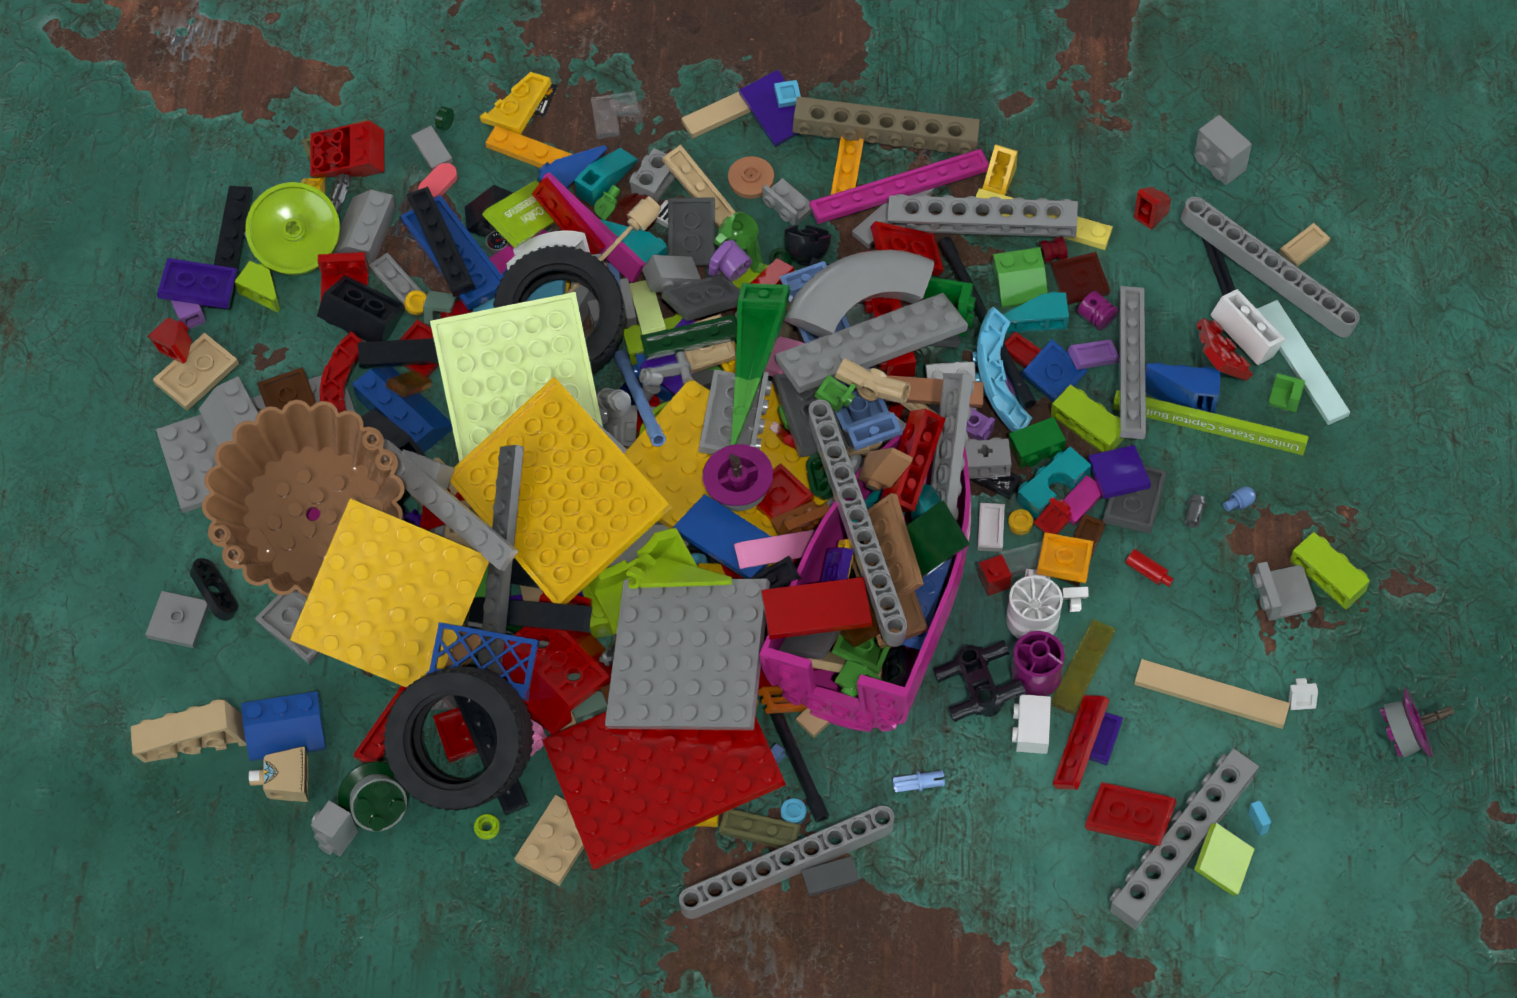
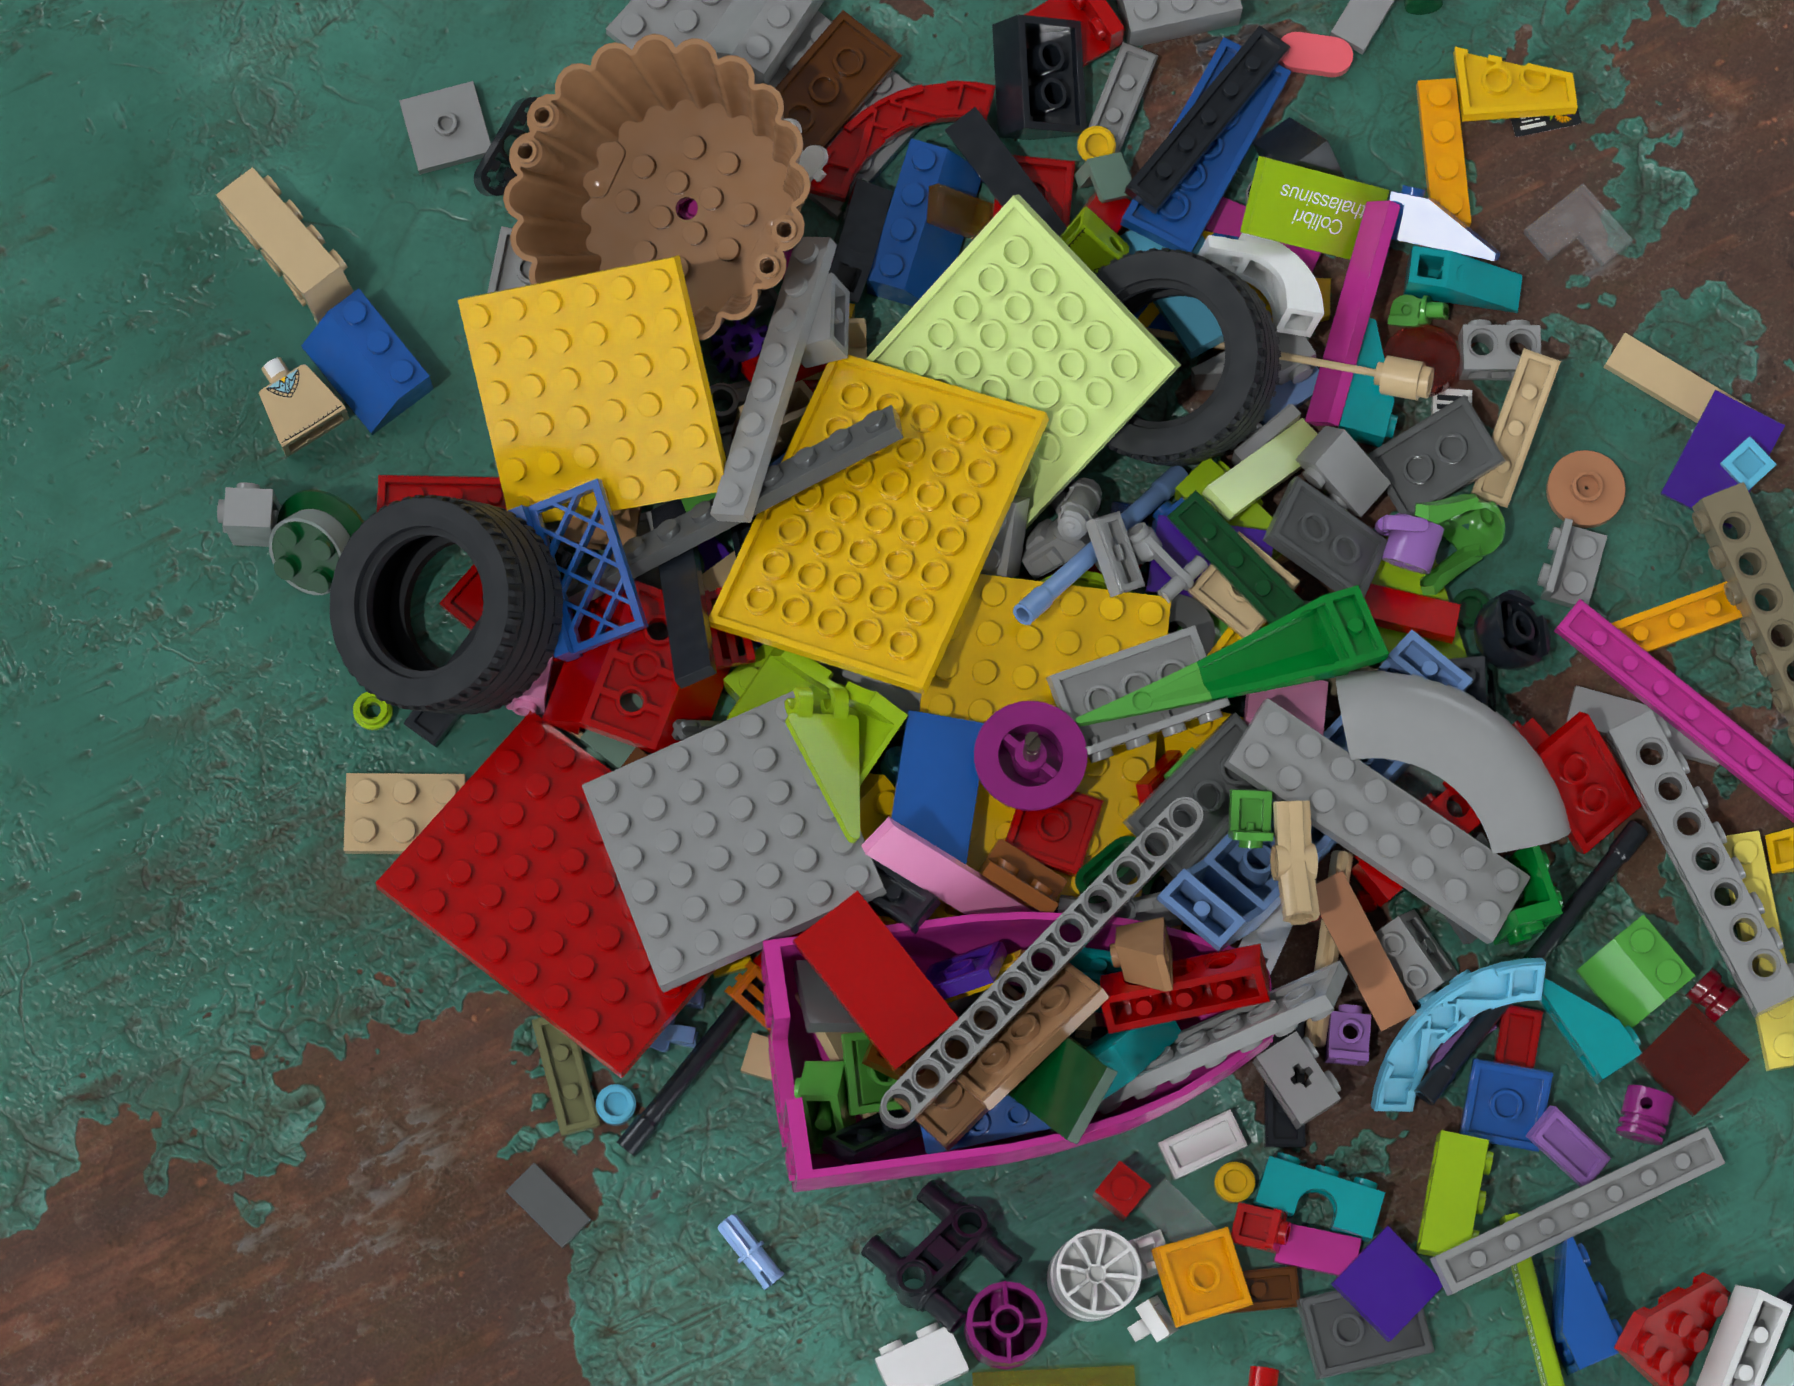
camera: 55 degrees right, 15 degrees up
(564, 214) = (1347, 272): red tile -> none
(650, 389) = (1114, 554): none -> light grey tile
(781, 872) = (523, 1120): light grey beam -> none
(1036, 442) = (1371, 1141): green brick -> none

